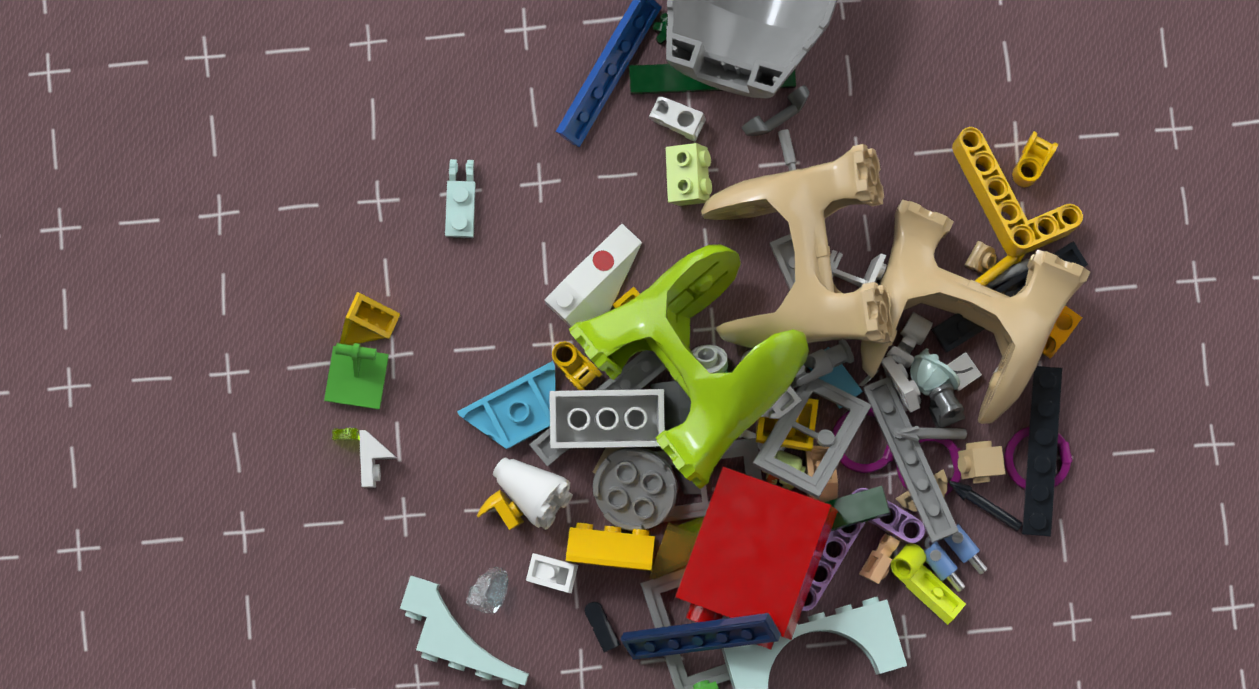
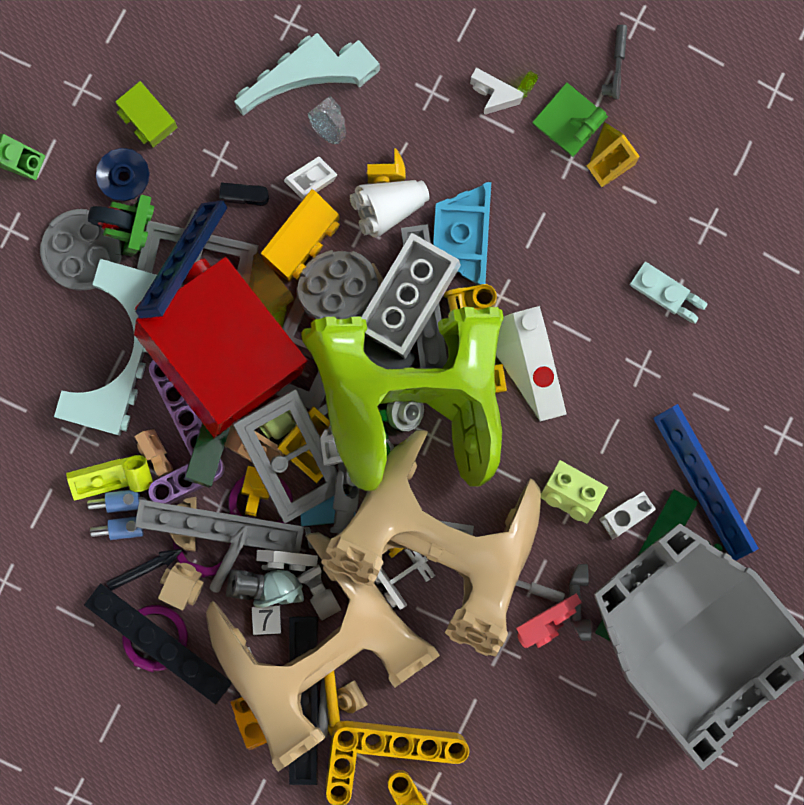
camera: 120 degrees right, 0 degrees up
(305, 356) = (614, 88): none -> dark grey piece
(817, 130) = (544, 626): none -> coral plate
(857, 451) = (254, 489): none -> yellow plate

